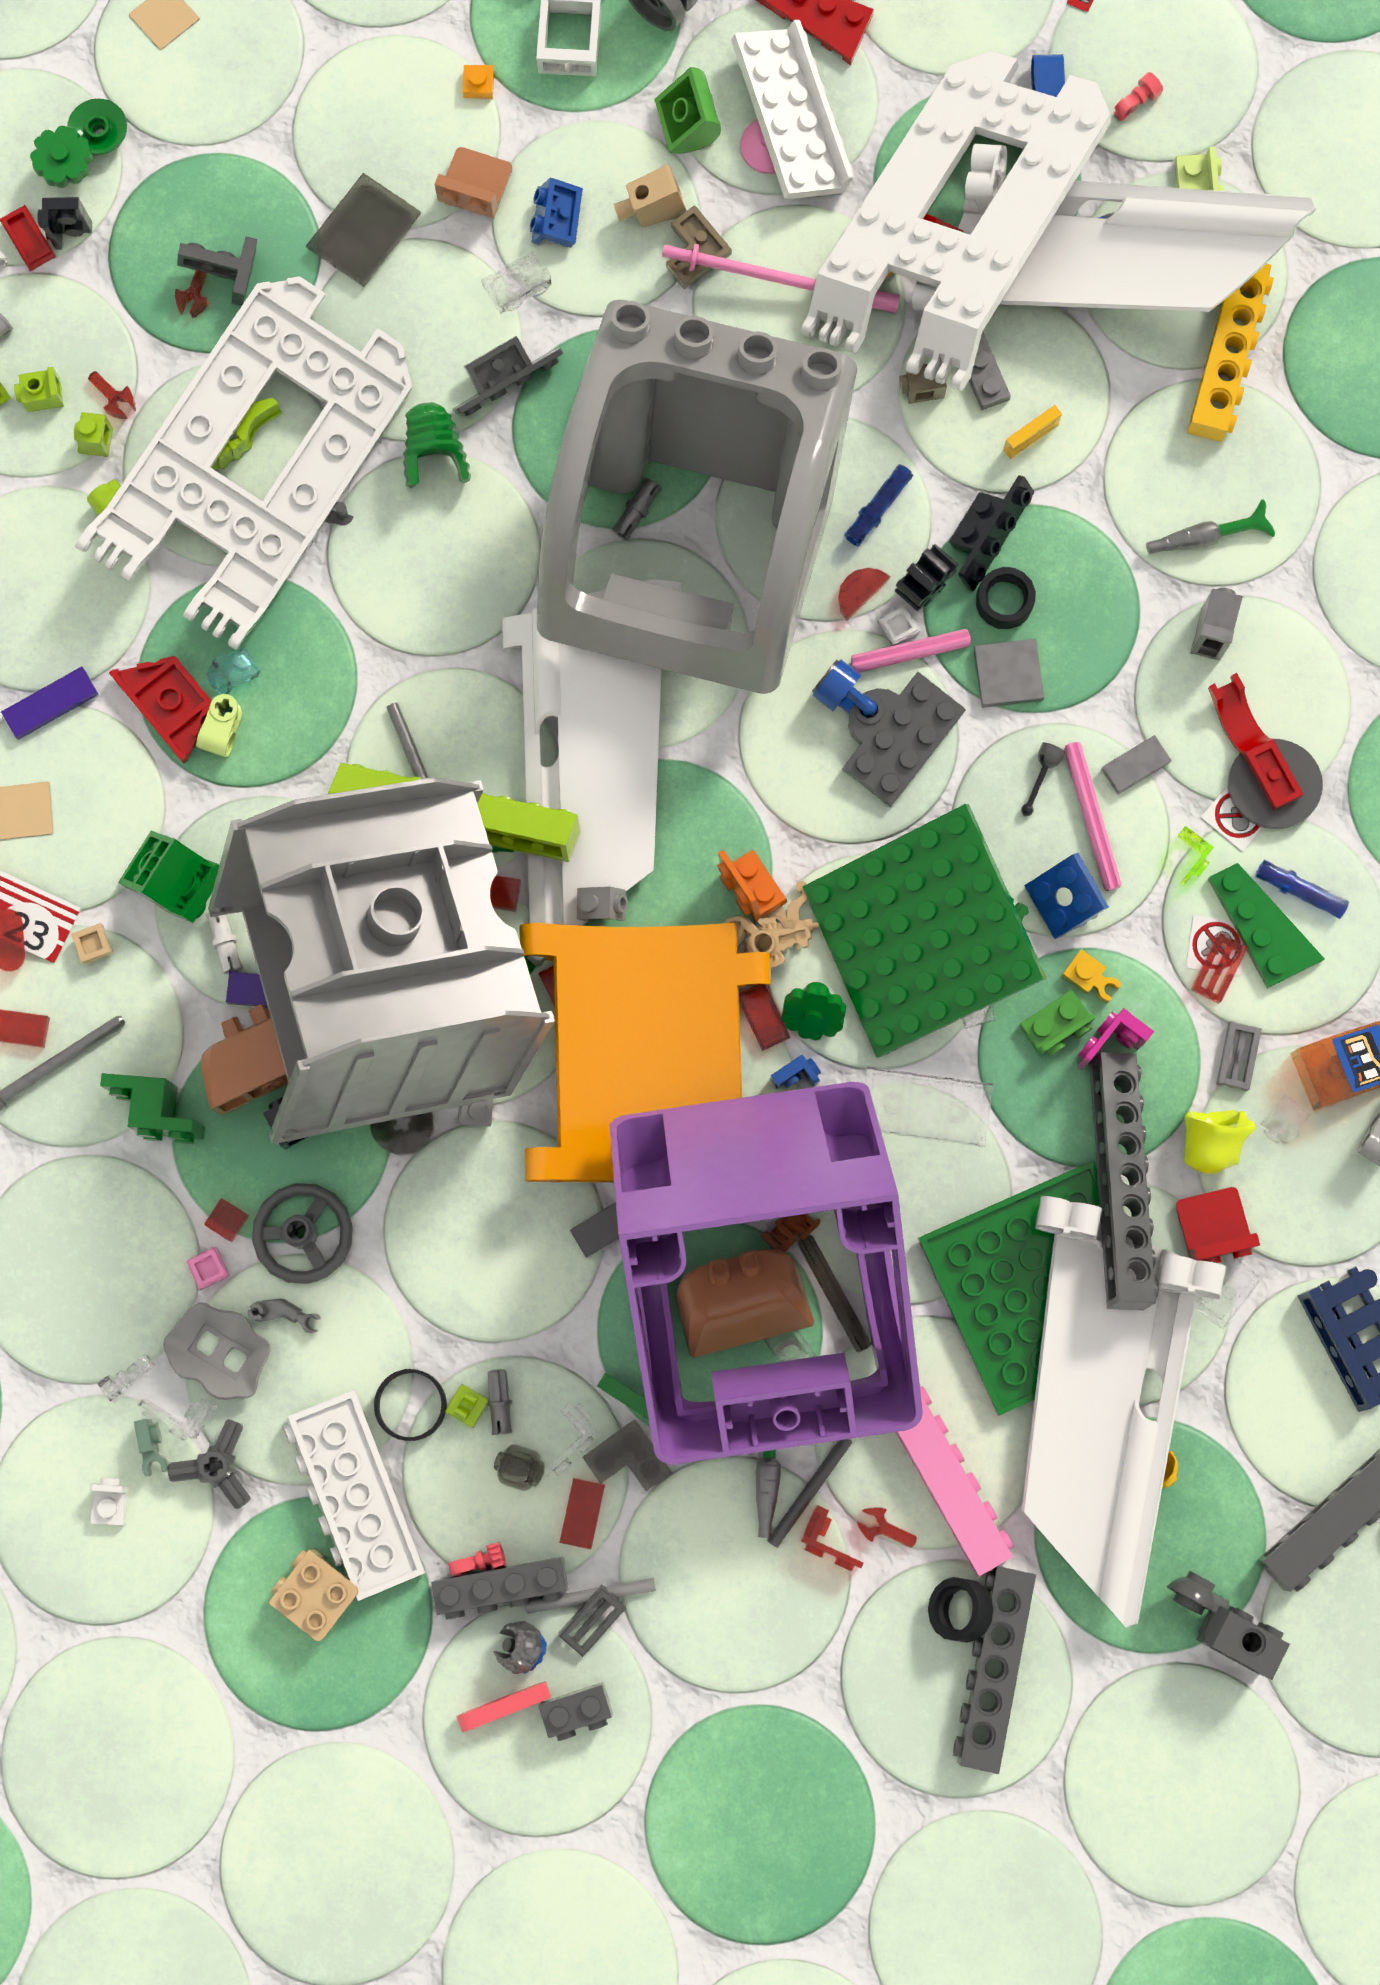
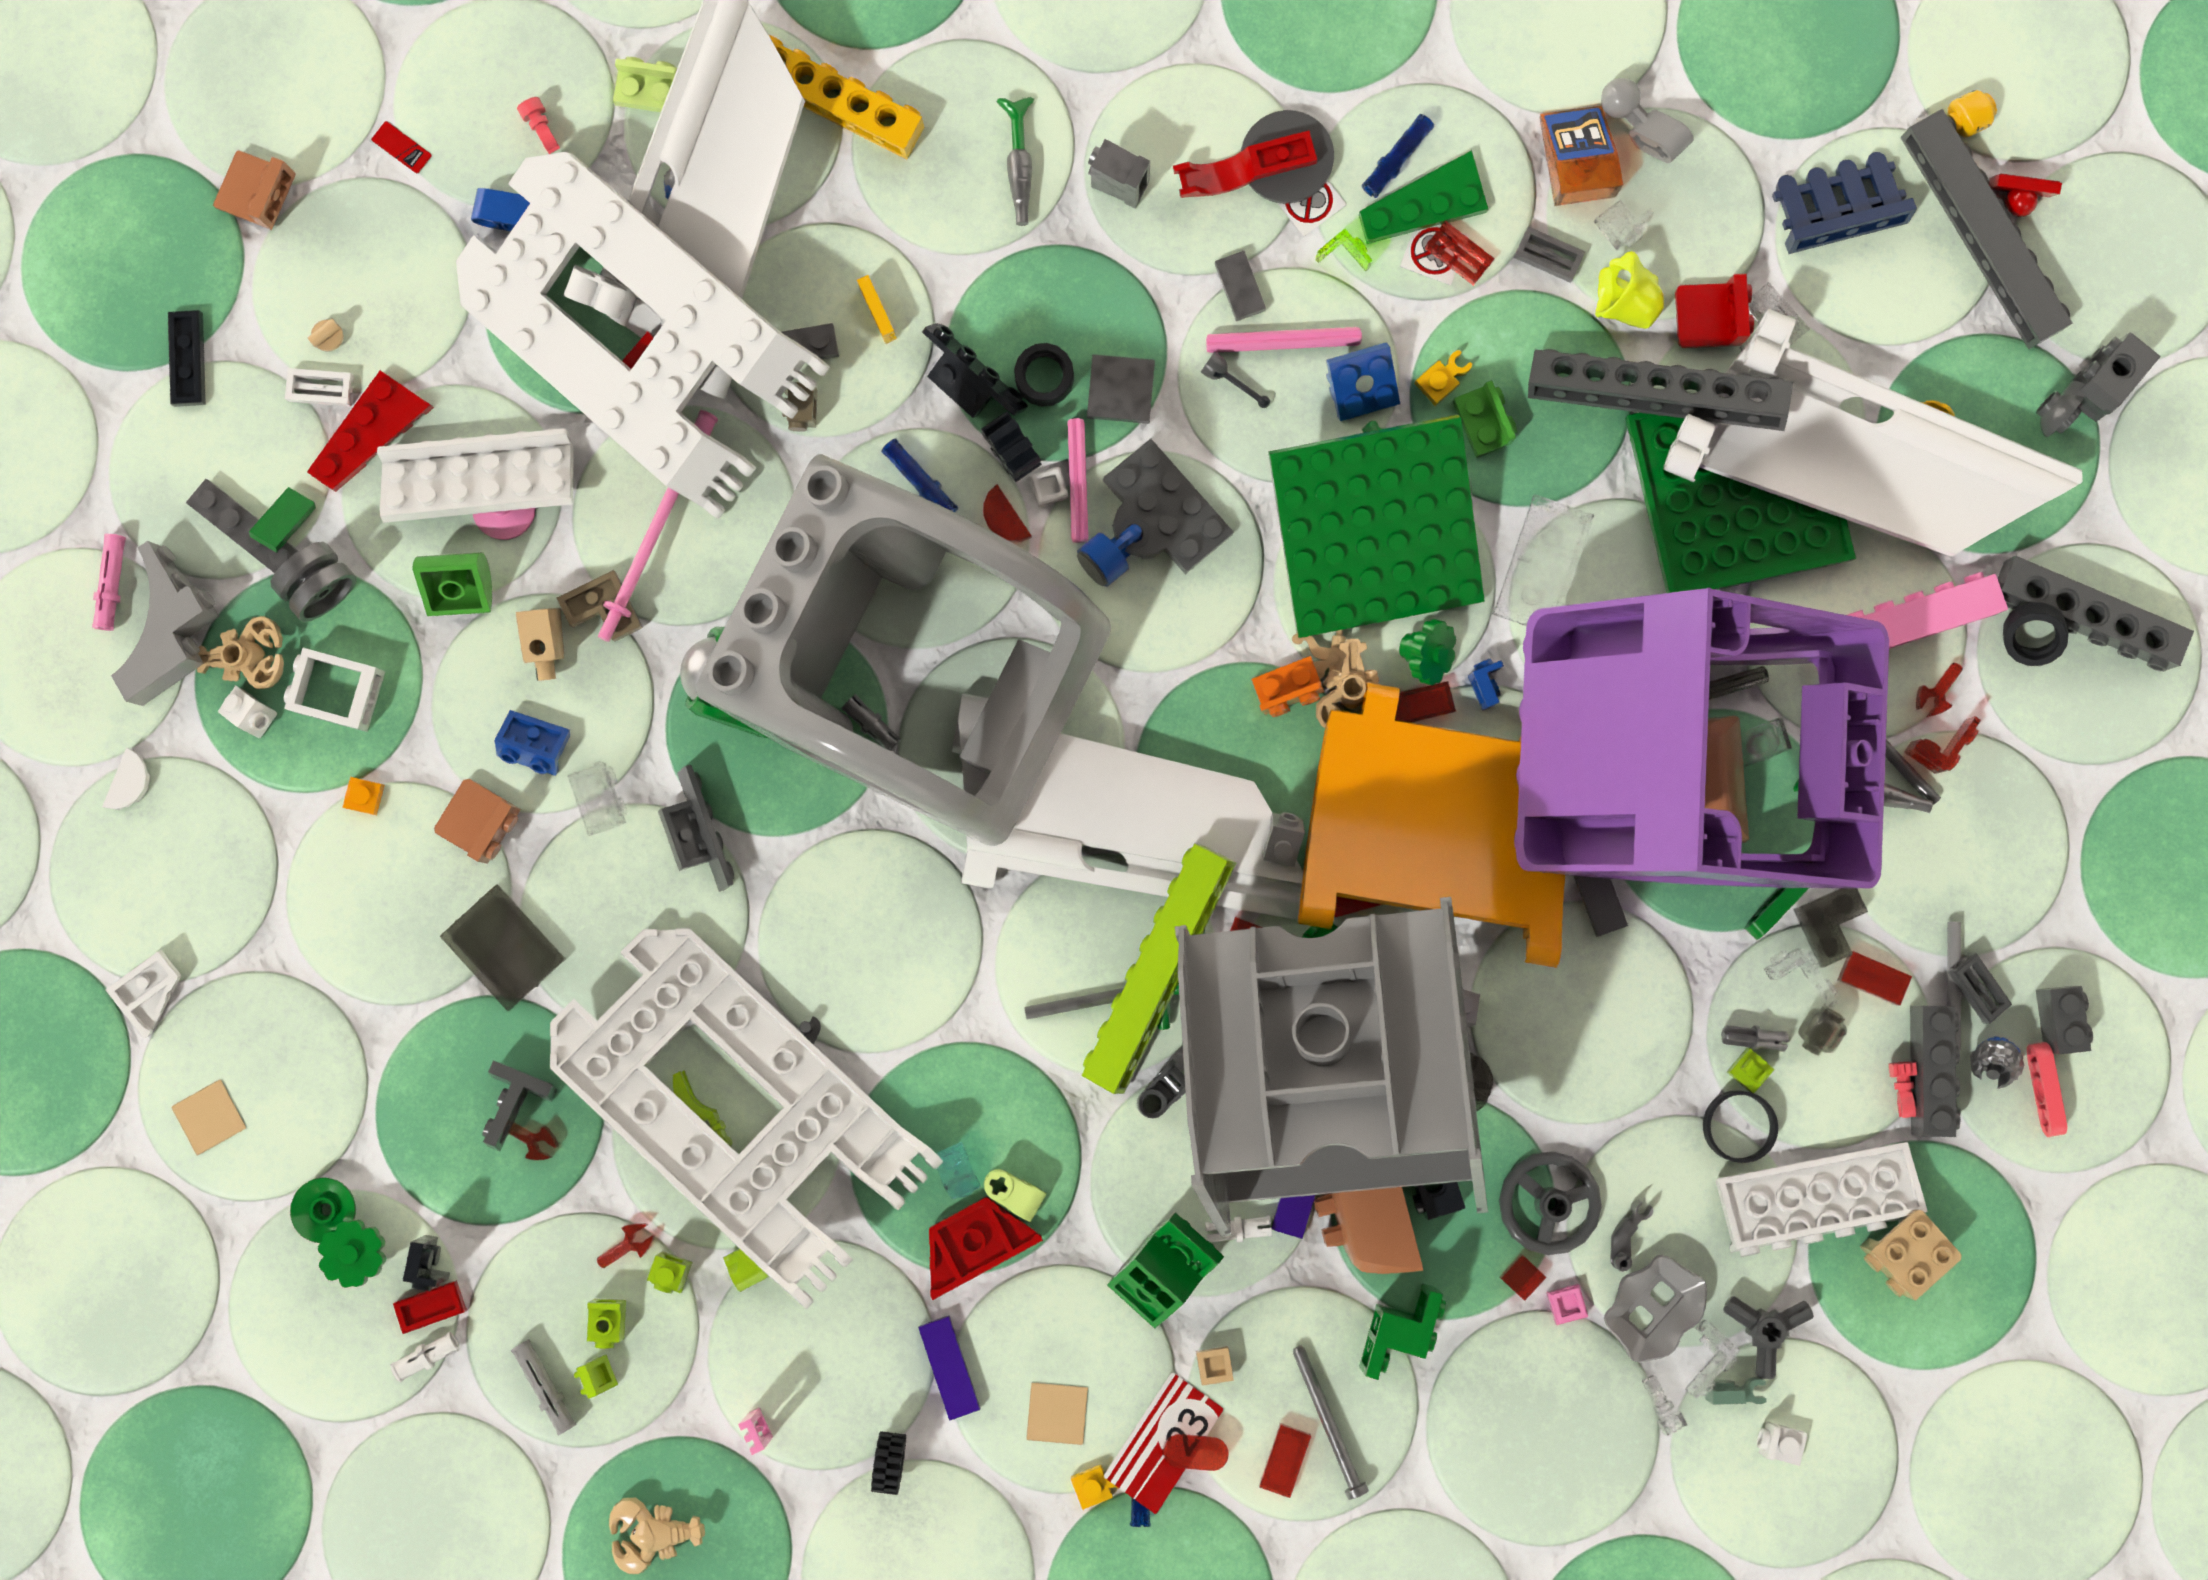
camera: 80 degrees left, 5 degrees up
(429, 433) = (750, 919): green hair -> none
(1129, 1032) = (1506, 370): dark pink bracket -> none

